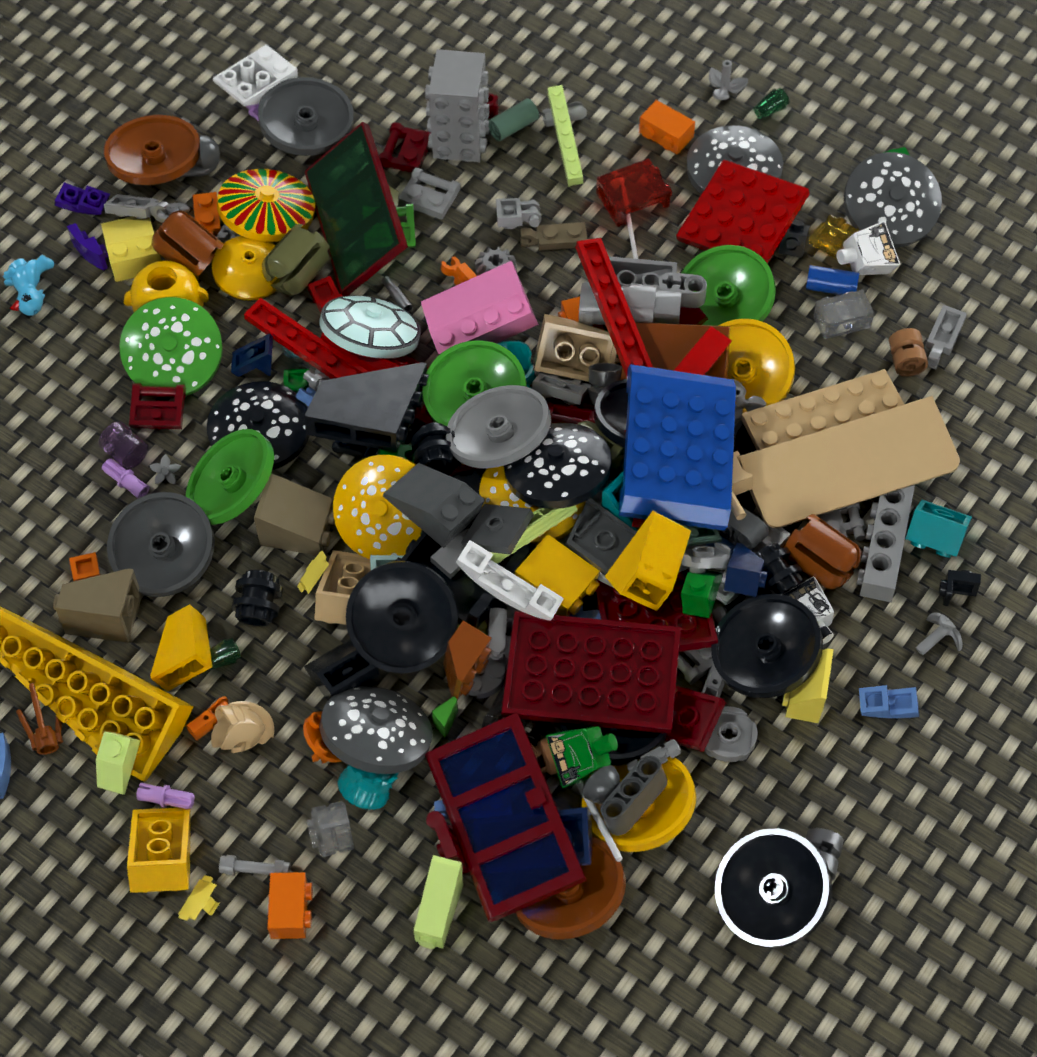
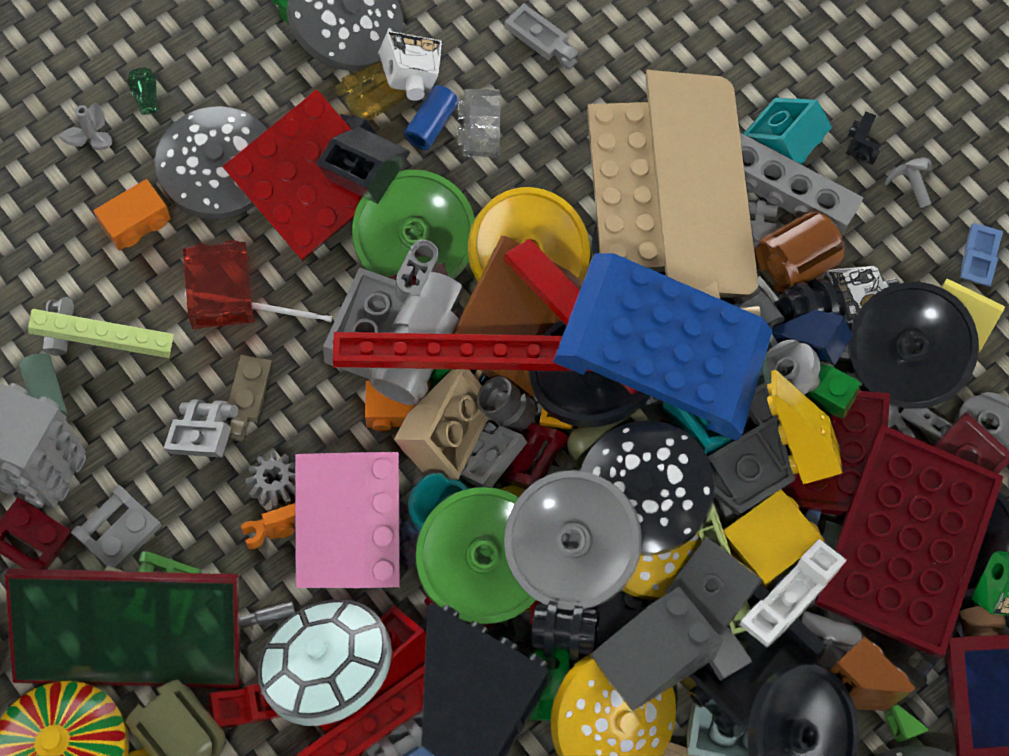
camera: 80 degrees left, 10 degrees up
(750, 404) = (580, 259): light grey plant -> none
(755, 228) = (362, 162): none -> black slope
(908, 352) = (546, 76): medium nougat wheel -> none

